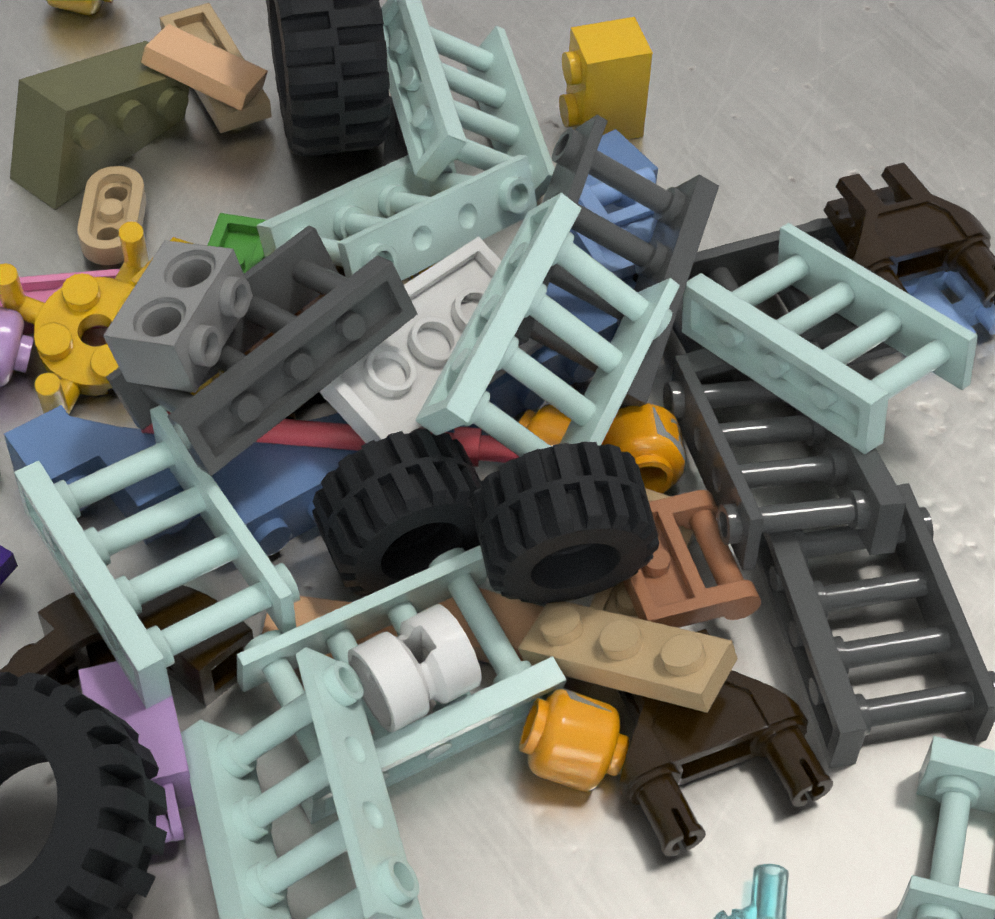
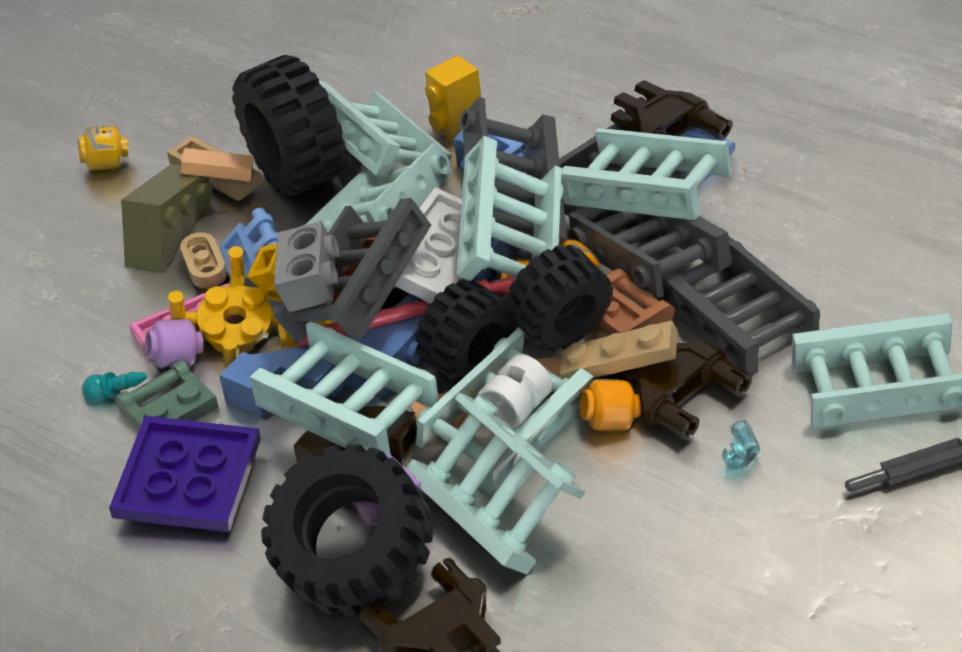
camera: 15 degrees left, 10 degrees down
(188, 211) = (247, 238): none -> light blue plate

